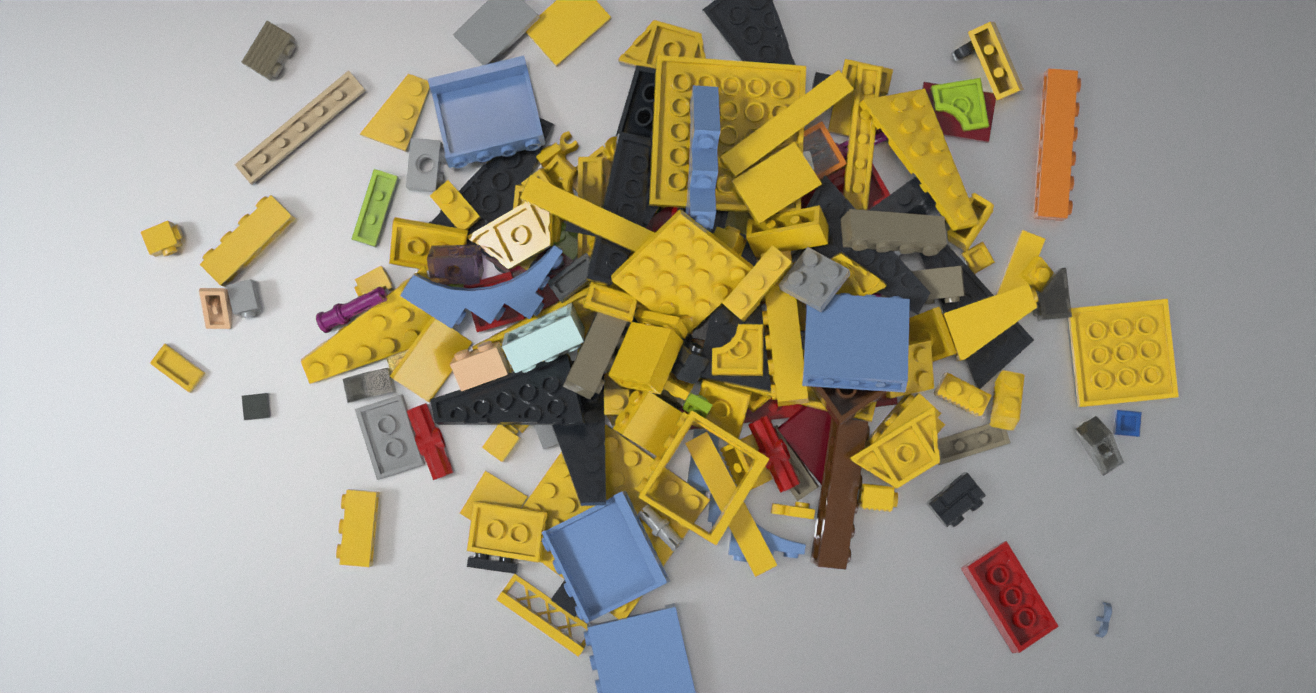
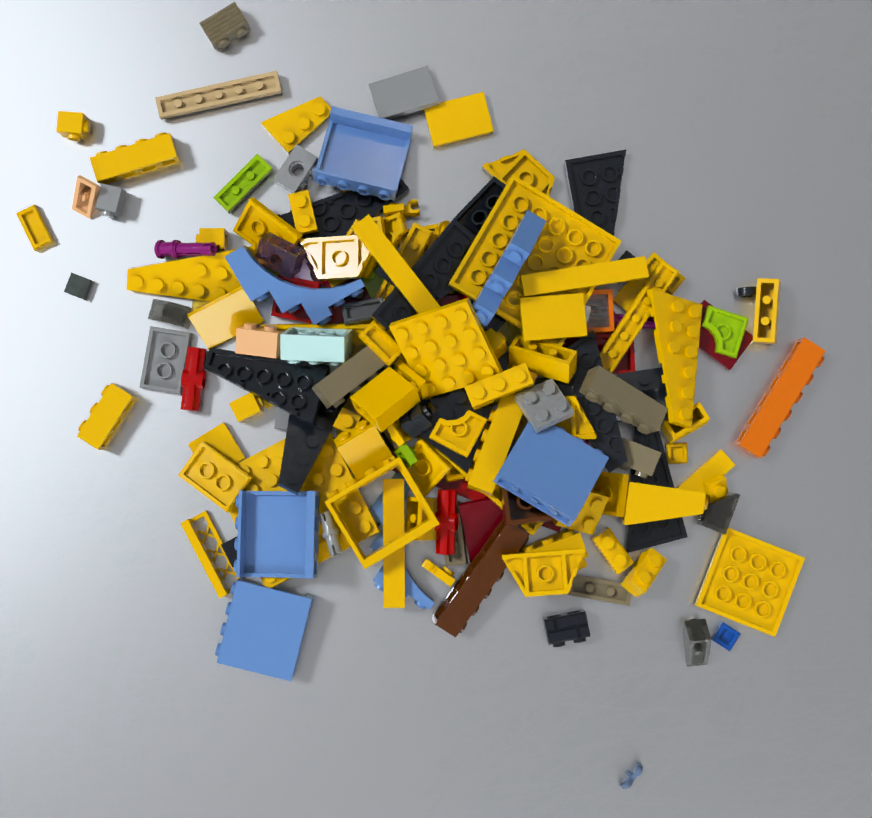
camera: 25 degrees right, 0 degrees up
(482, 561) = (188, 492): black plate -> none
(877, 497) = (507, 595): yellow brick -> none
(1009, 597) = (568, 722): red slope -> none

